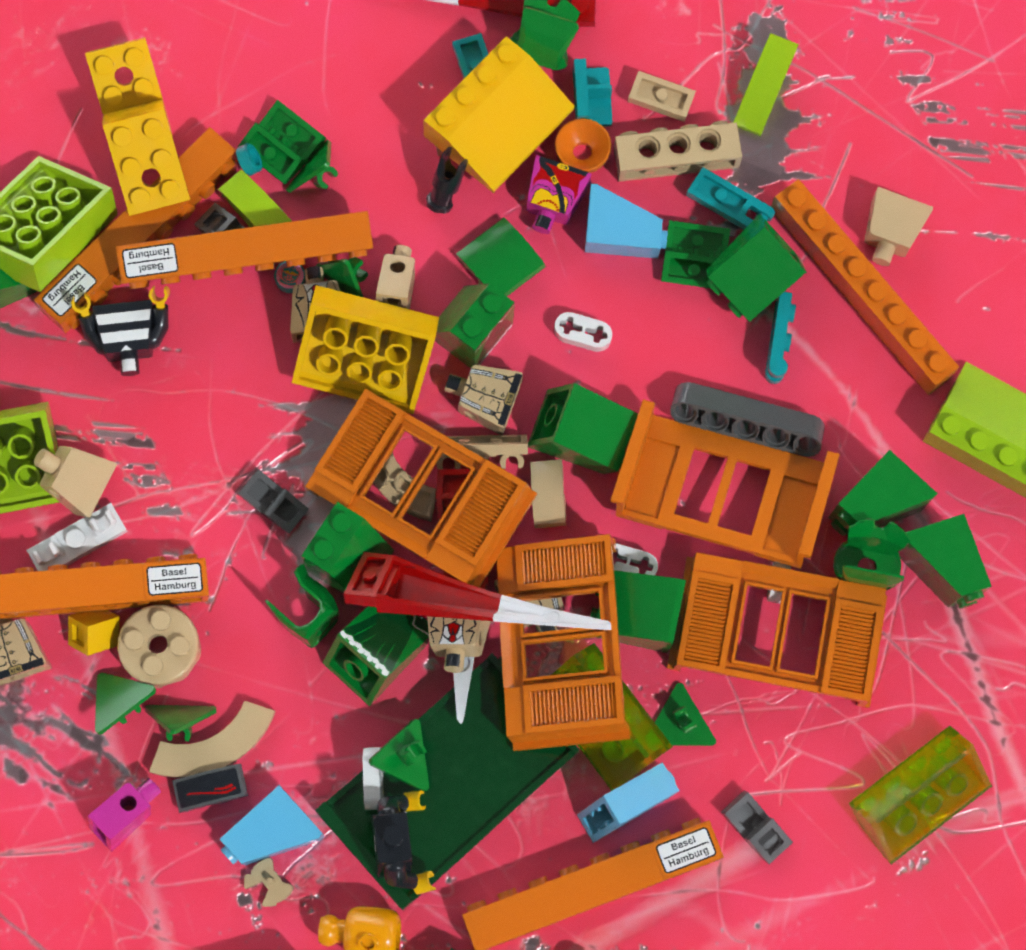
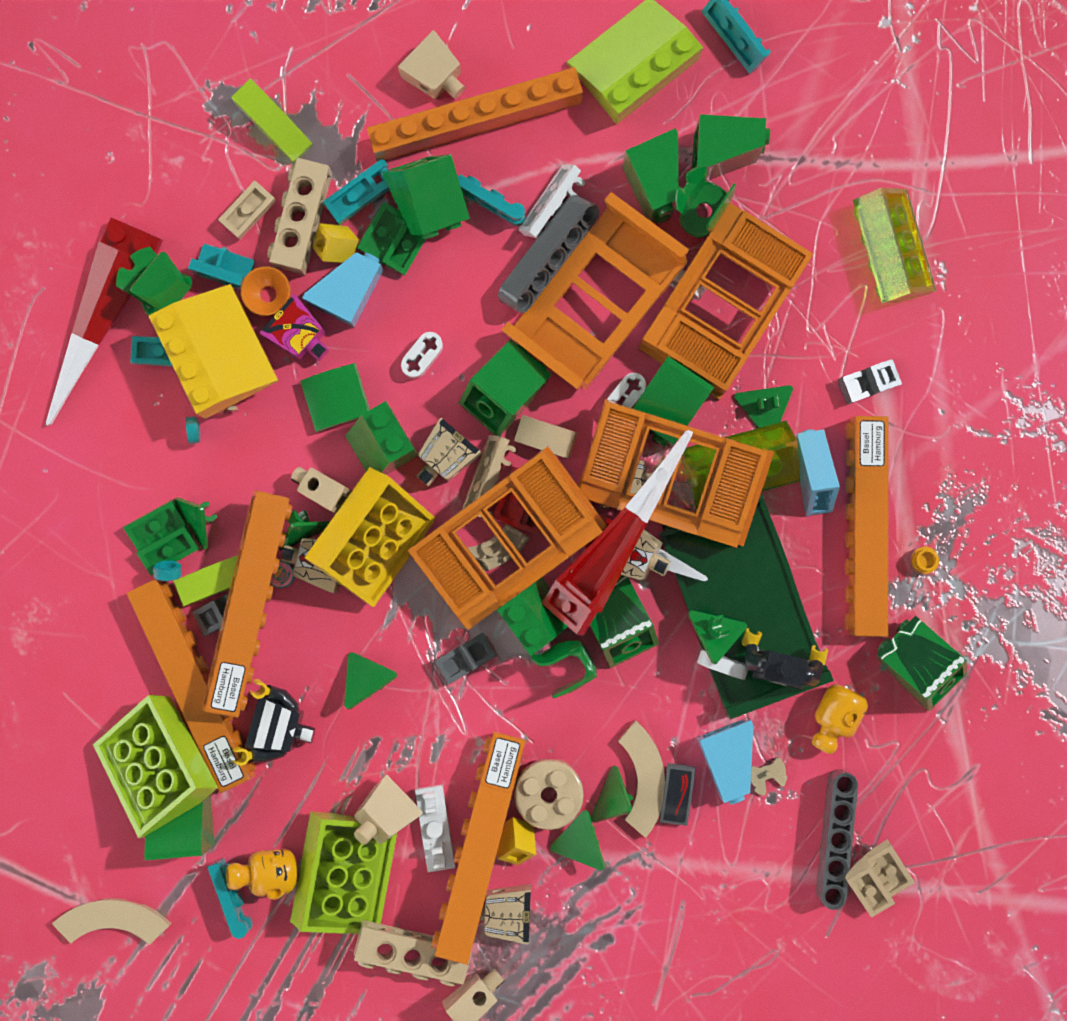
camera: 65 degrees left, 10 degrees up
(115, 824) = (676, 882): dark pink torso -> none
(137, 126) = (102, 654): yellow bracket -> none
(210, 402) = (364, 679): none -> green piece
(407, 130) = (193, 430): none -> teal tile
(445, 184) = (255, 417): black piece -> none
(664, 196) = (334, 243): none -> yellow panel
(807, 401) = (551, 200): none -> white plate

